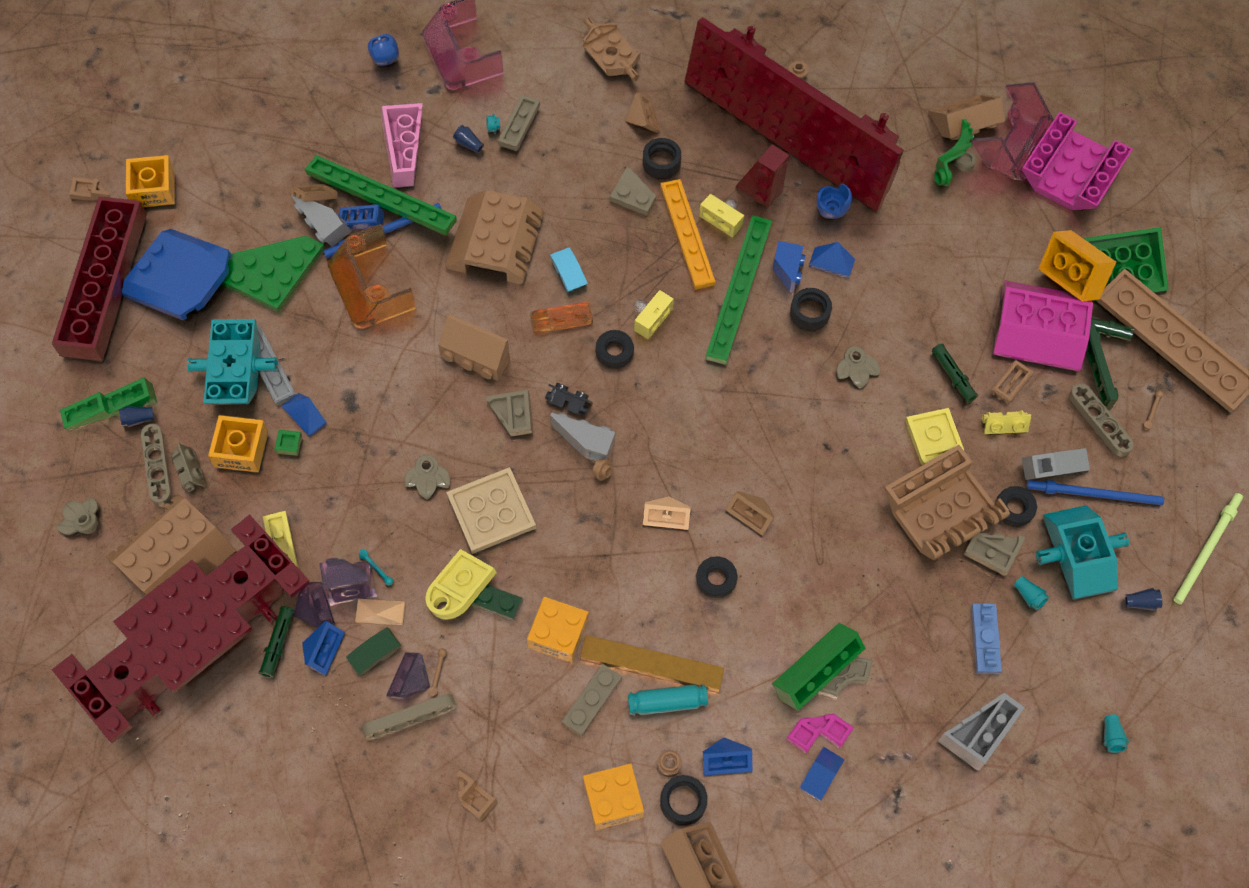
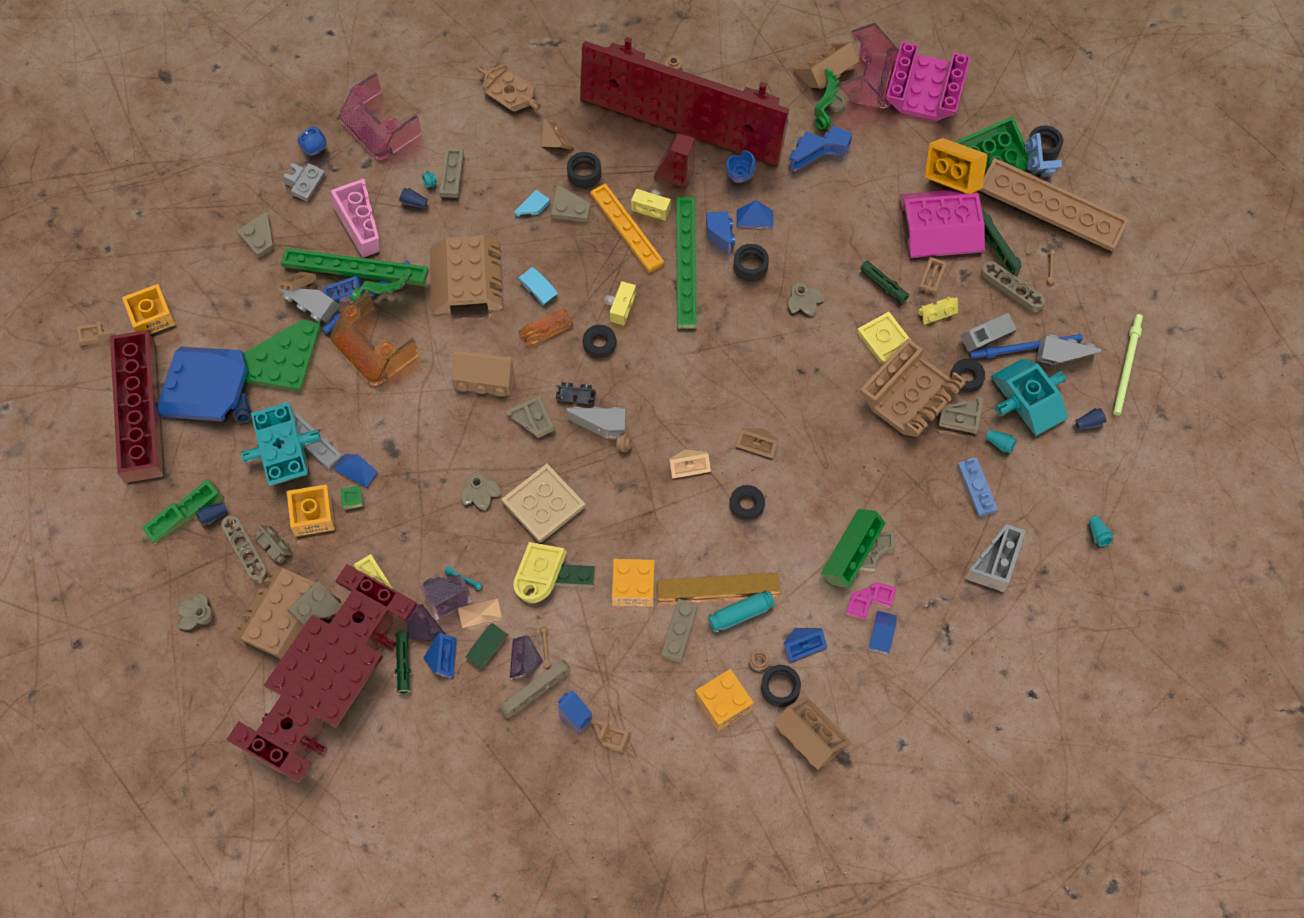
camera: 15 degrees left, 0 degrees up
(203, 547) = (314, 602): none -> dark tan wing
(208, 313) = (242, 411): none -> dark blue cone
(294, 133) = (257, 235): none -> dark tan wing
(361, 90) = (303, 181): none -> light grey plate
(396, 224) = (380, 288): none -> green plant
(440, 757) = (574, 711): none -> blue slope
(594, 181) = (533, 204): none -> medium azure tile
(922, 201) = (813, 146): none -> blue arch
(1111, 329) = (1000, 210): dark green pin -> none
(1130, 509) = (1058, 351): none -> light grey slope
(1170, 288) = (1035, 163): none -> medium blue bracket
(1195, 256) = (1054, 135): none -> black tyre

